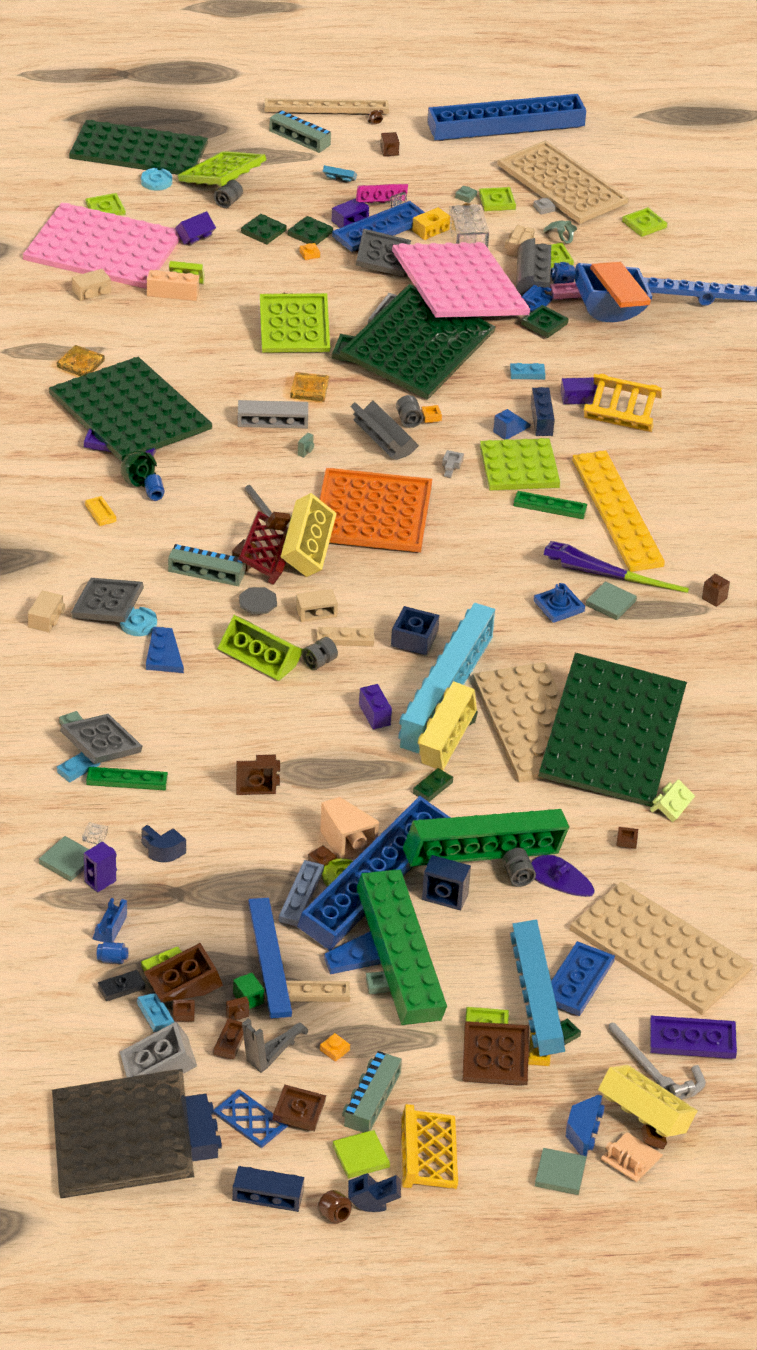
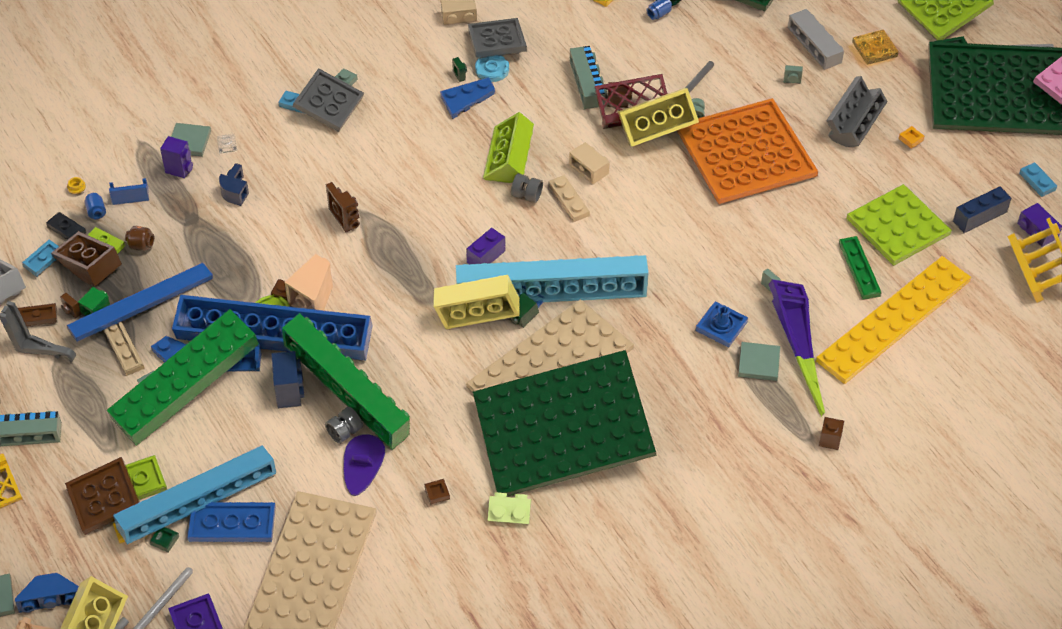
camera: 65 degrees right, 10 degrees up
(69, 959) = (76, 185): none -> yellow plate
(127, 778) = (302, 136): green tile -> none
(128, 640) = (459, 69): none -> dark green plate
(184, 1010) = (54, 274): reddish brown plate -> none
(186, 931) = (139, 238): none -> reddish brown head
(258, 600) = (566, 124): dark grey piece -> none
(278, 520) = (658, 89): reddish brown plate -> none
(301, 892) = (234, 291): sand blue plate -> none
(335, 1047) = (64, 385): light orange plate -> none
(409, 411) = (897, 120): dark grey wheel -> none
(415, 630) = (600, 236): dark blue brick -> none
(433, 784) = (420, 328): dark green plate -> none
(452, 460) = (857, 175): light grey plate -> none
(509, 424) = (946, 194): blue slope -> none
(534, 556) = (767, 276): none -> sand green tile

